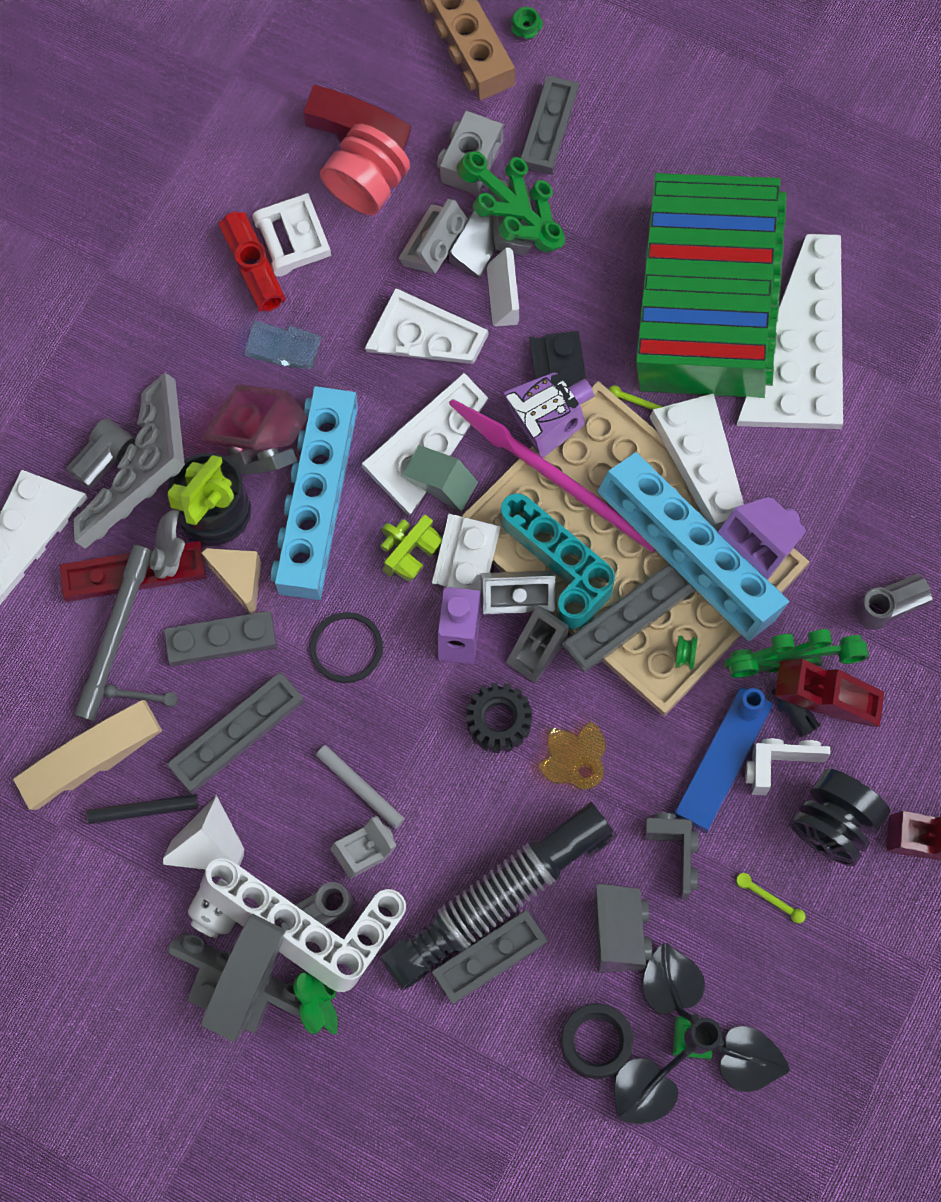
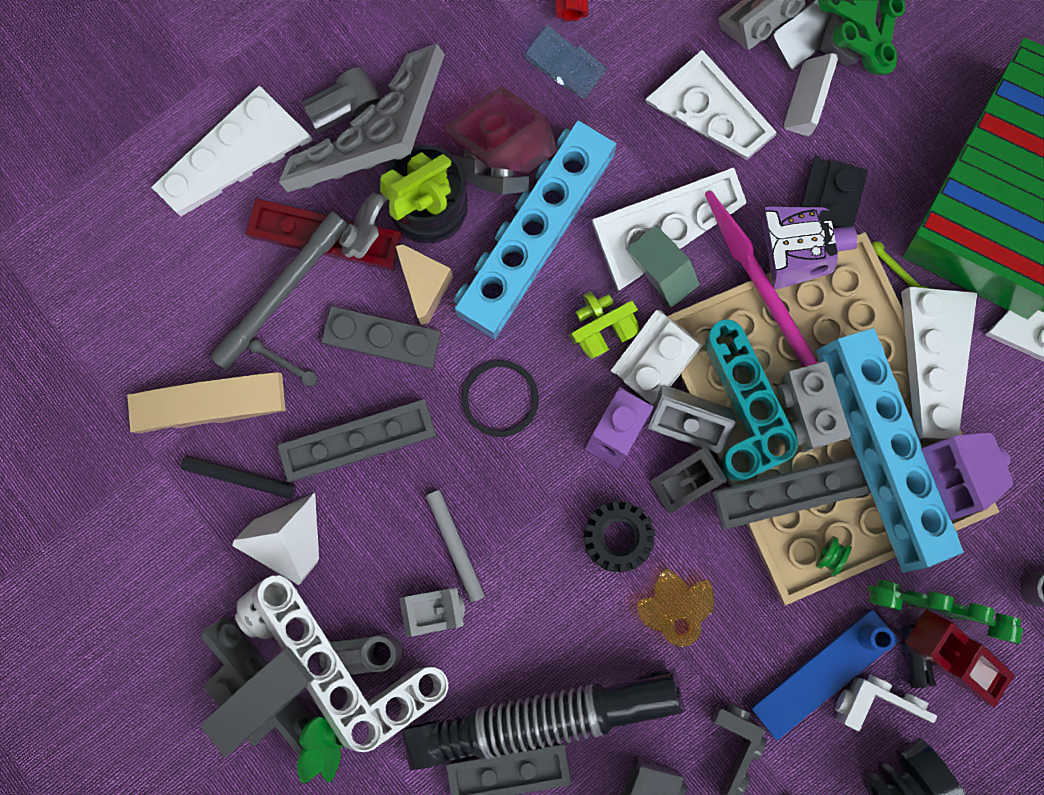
camera: 25 degrees right, 10 degrees up
(614, 536) = (814, 406): none -> light grey bracket

